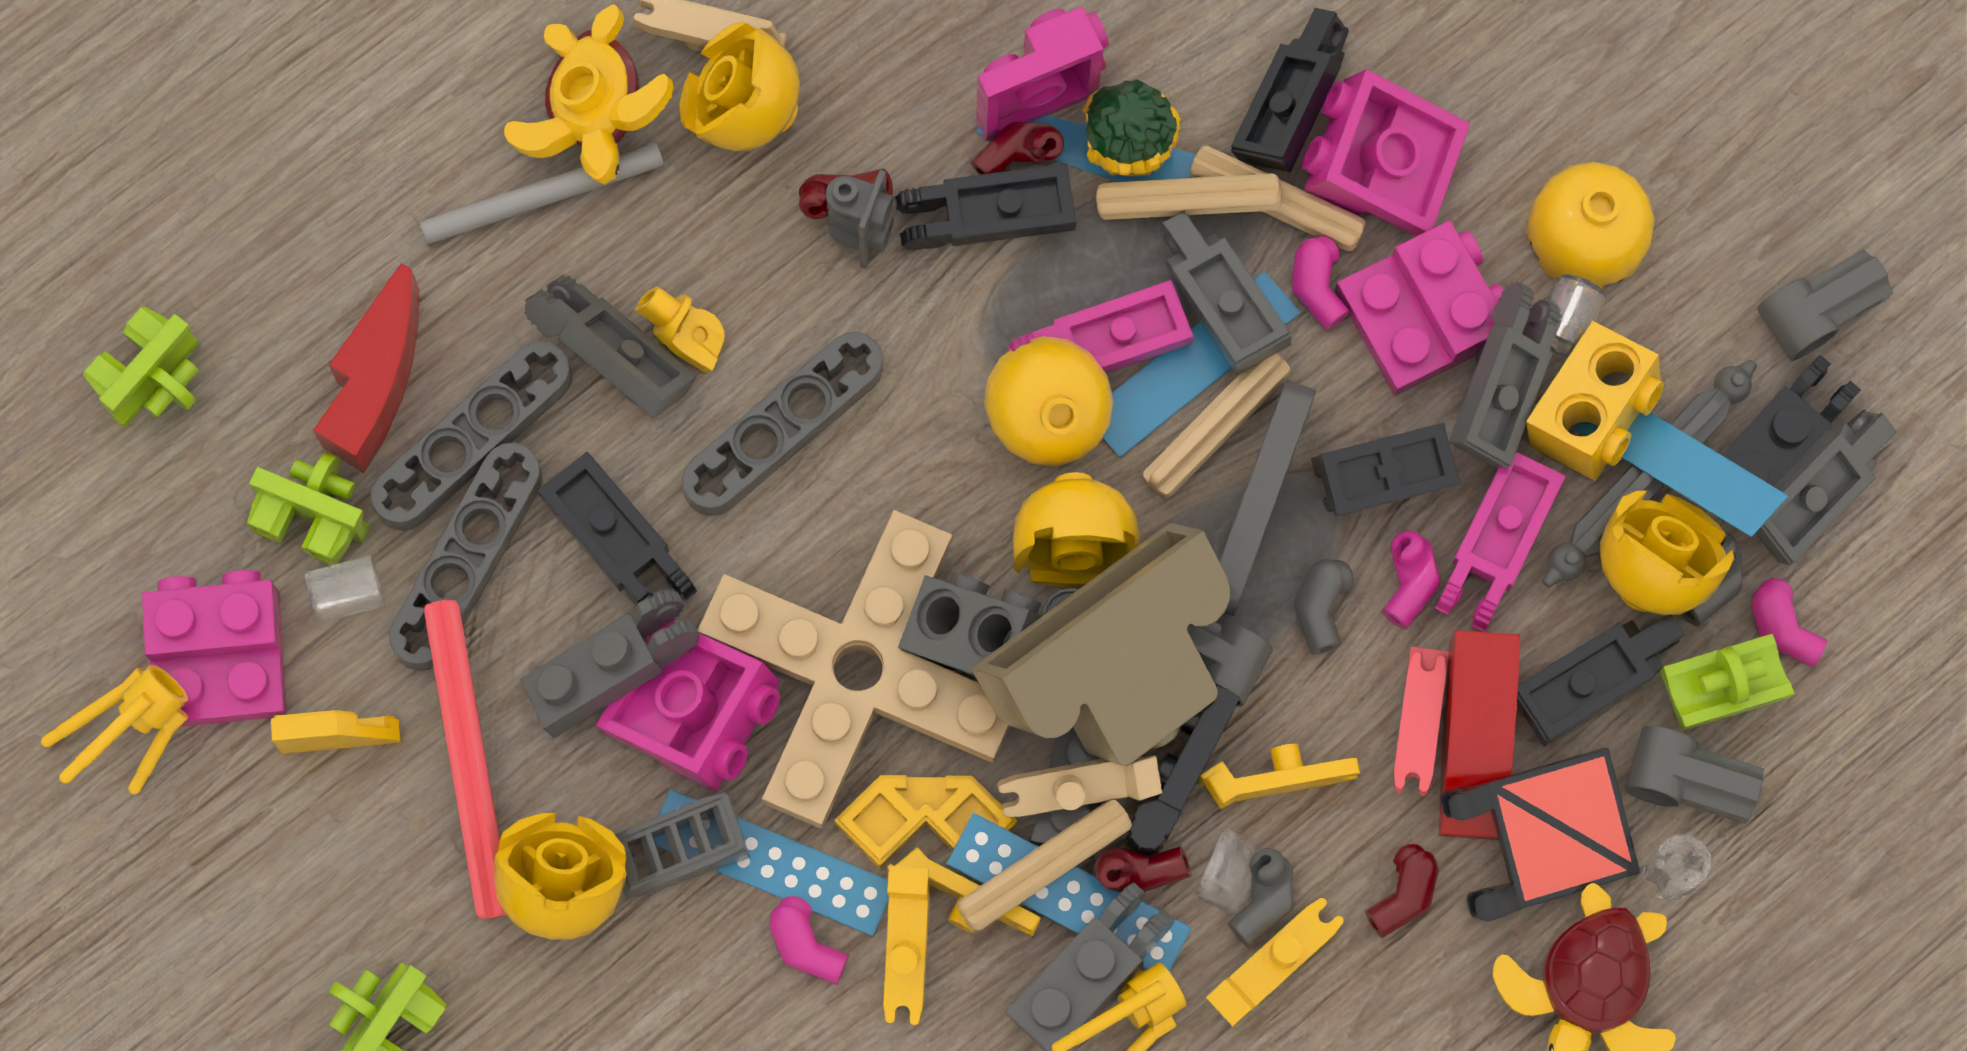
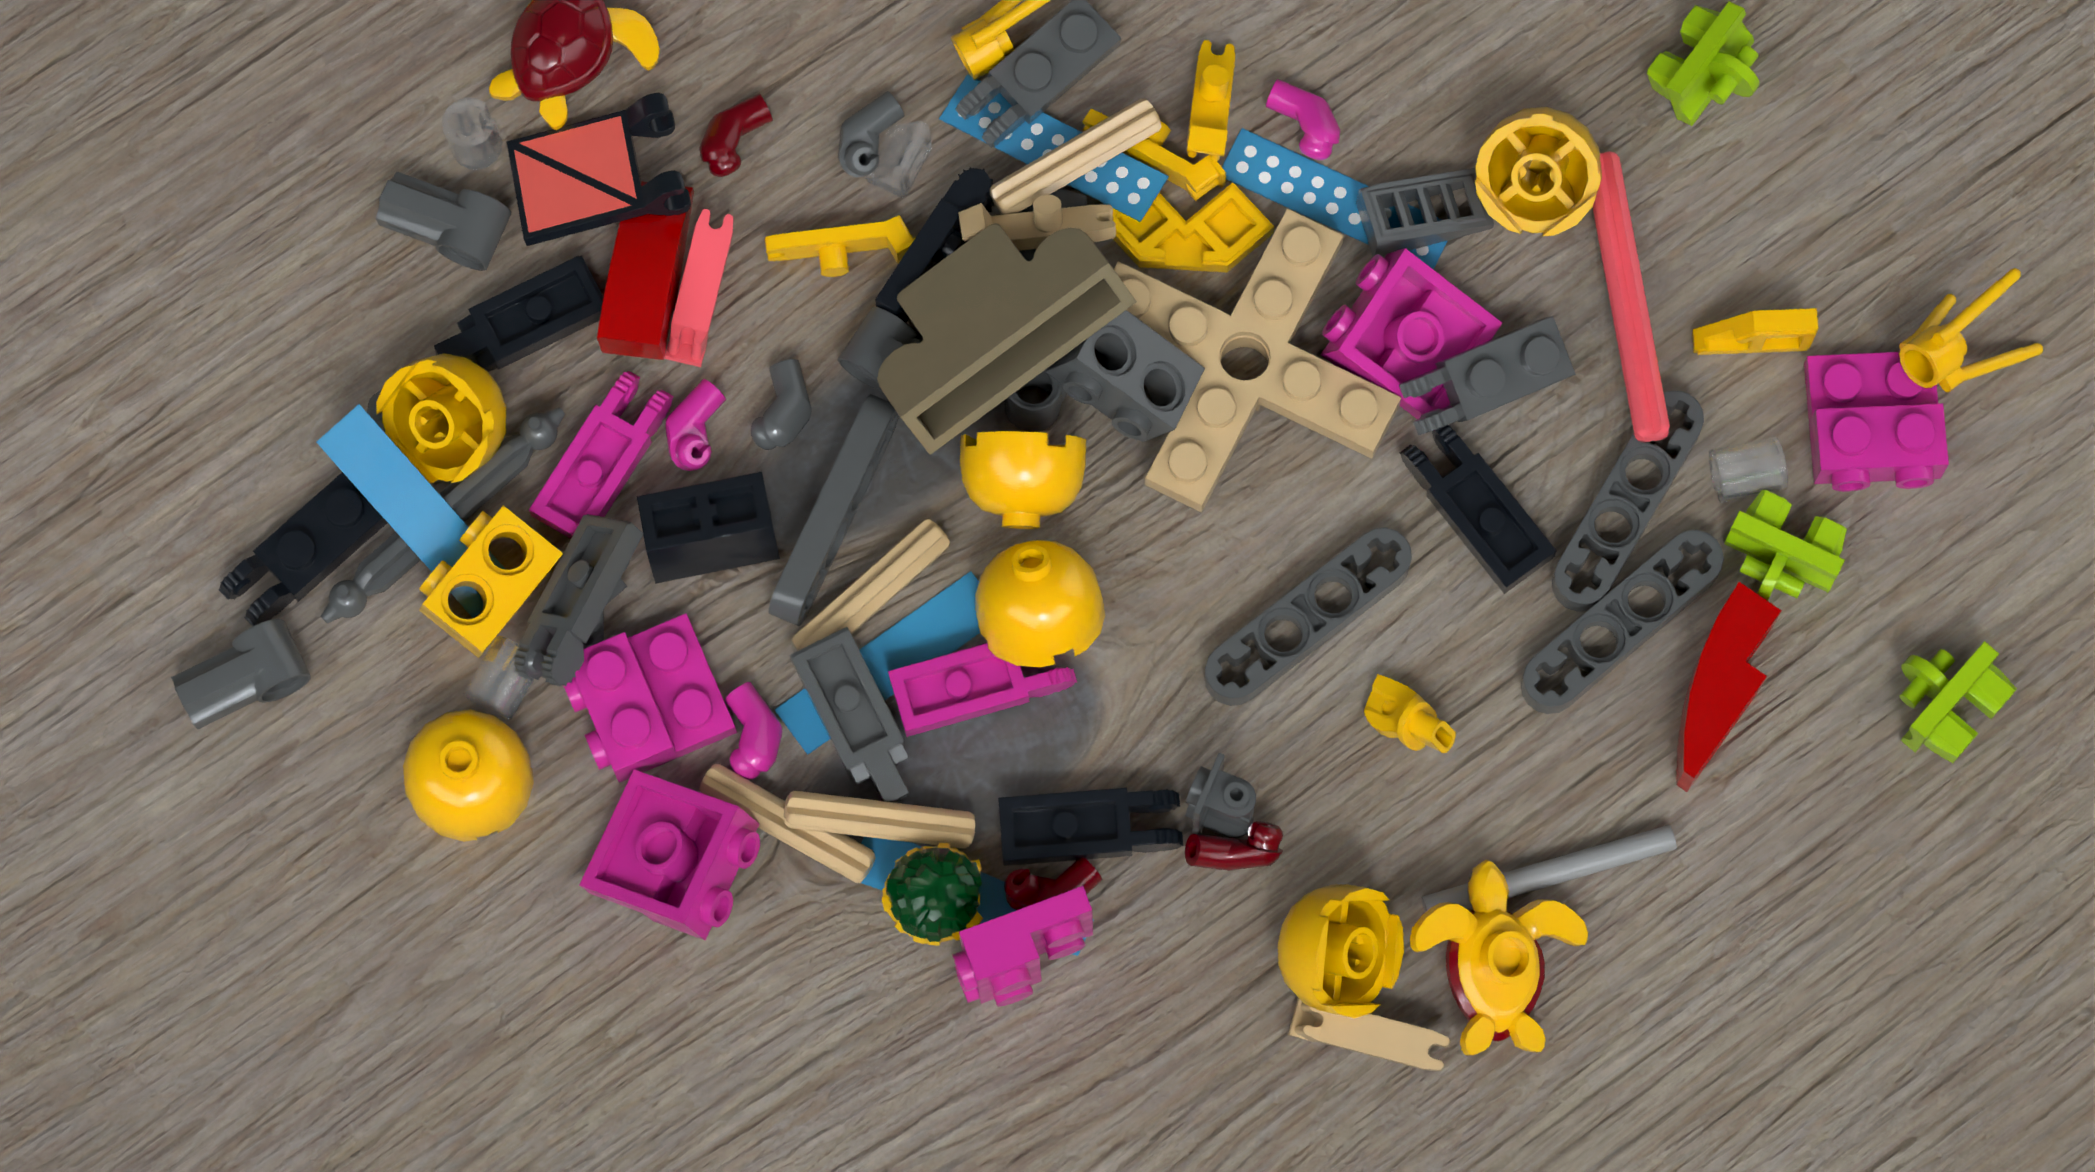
camera: 170 degrees left, 0 degrees up
(609, 344) = (1479, 697): dark grey hinge -> none
(1121, 867) = (999, 161): dark red arm -> none
(1273, 963) = (864, 77): yellow piece -> none
(1292, 94) = (760, 927): black hinge -> none
(1726, 682) = (399, 297): lime hips -> none
(1775, 615) = (338, 362): dark pink arm -> none
(1824, 484) = (268, 496): dark grey hinge -> none

